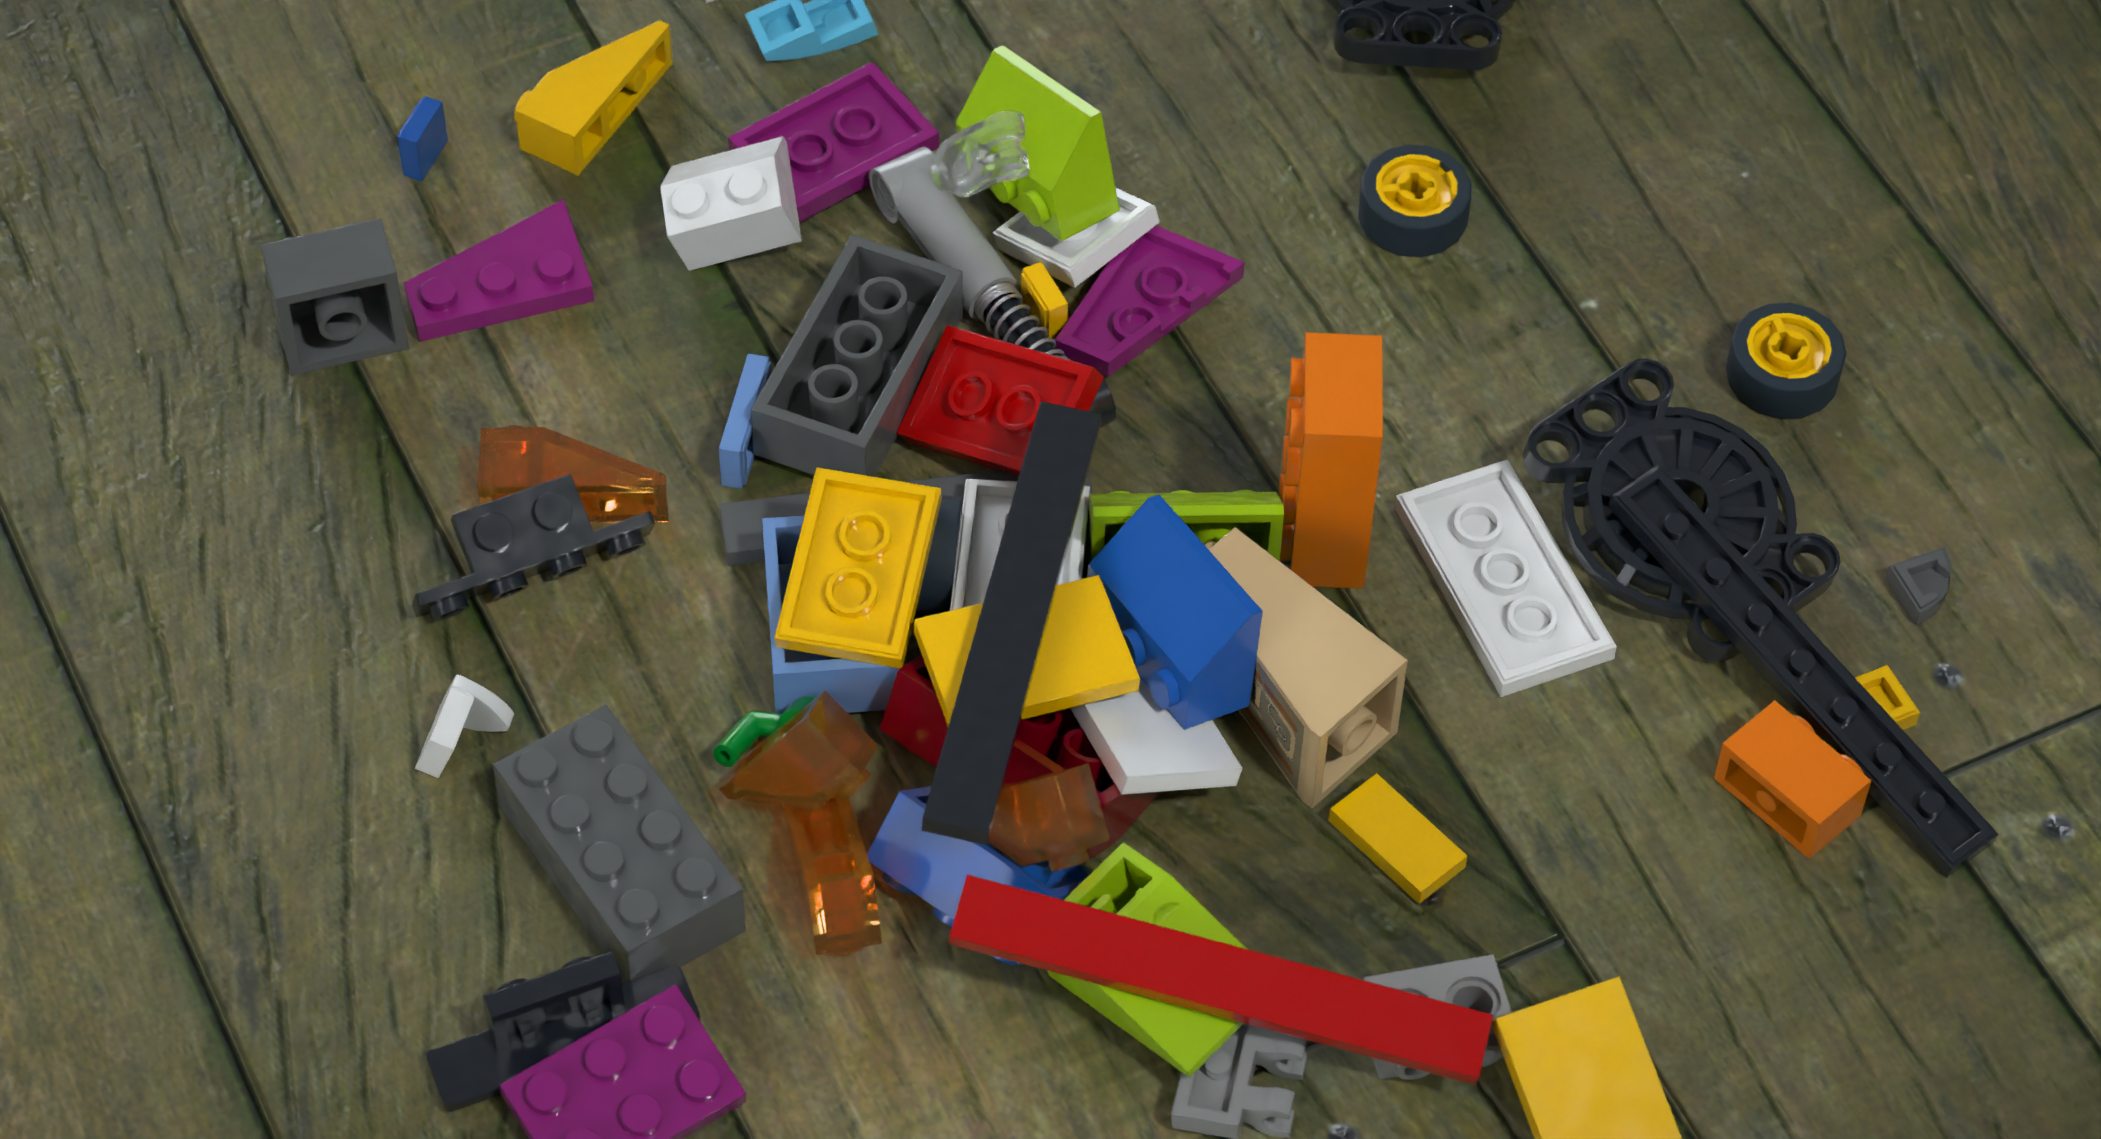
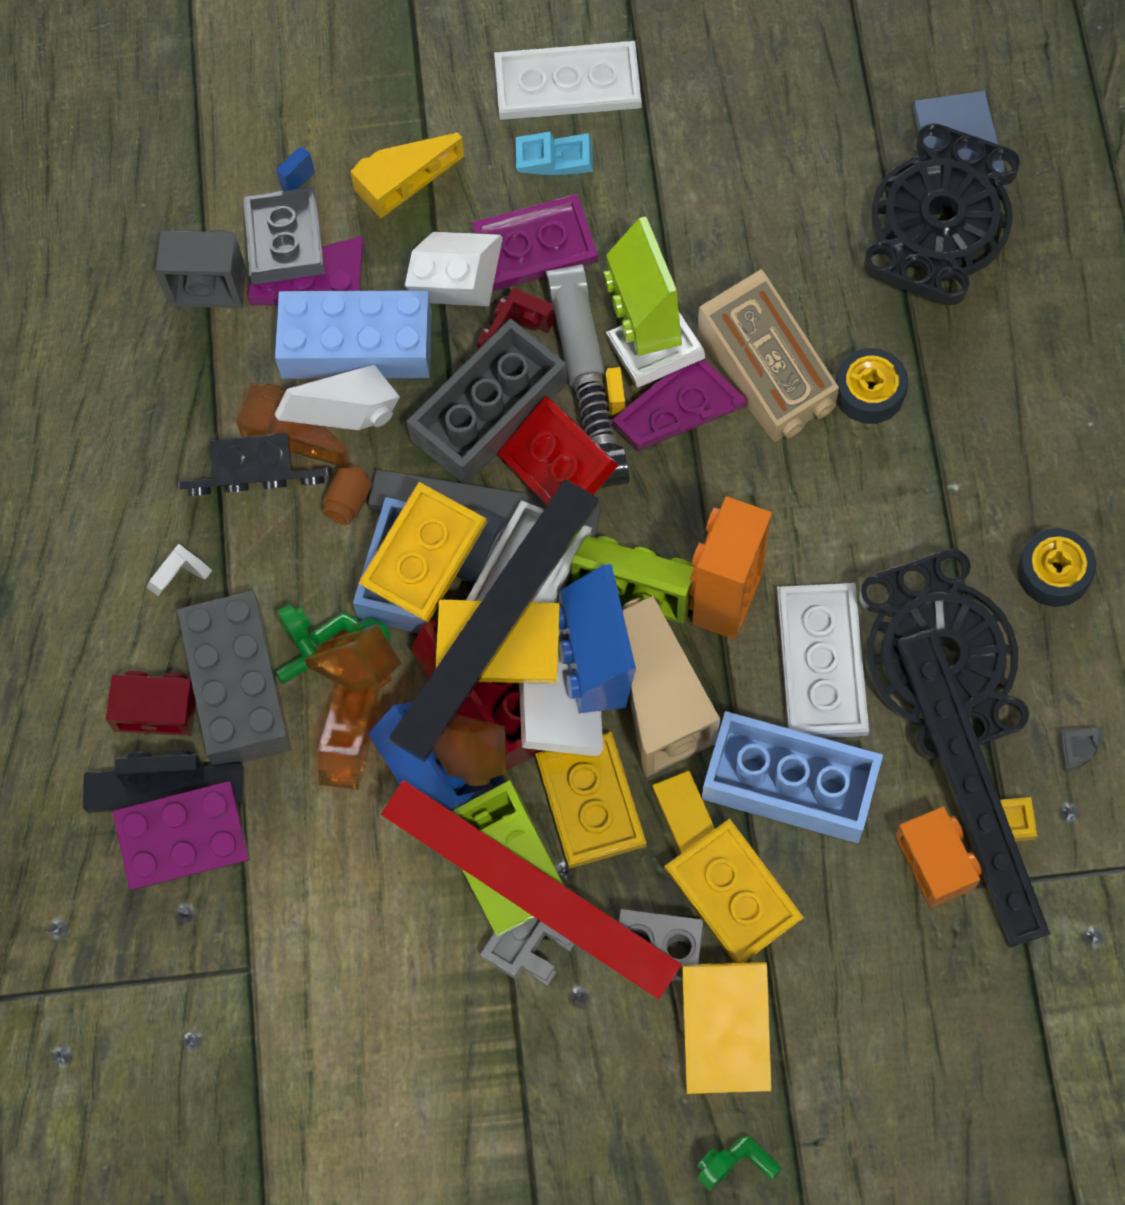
camera: 25 degrees right, 15 degrees up
(442, 227) = (283, 235): none -> tile
(498, 922) = (151, 704): none -> dark red brick
(609, 329) = (349, 330): none -> light blue brick
(634, 413) = (341, 401): none -> white slope
(683, 751) = (295, 626): none -> green plate
(688, 548) = (346, 495): none -> dark orange brick
(736, 445) = (397, 437): medium blue tile -> none
(864, 219) = (521, 306): none -> dark red bracket
(965, 161) = (596, 288): clear plate -> none
(1244, 861) = (591, 804): none -> yellow tile
(1251, 193) = (766, 356): none -> slope
(1507, 902) = (733, 892): none -> yellow tile
(1537, 730) = (792, 777): none -> light blue brick

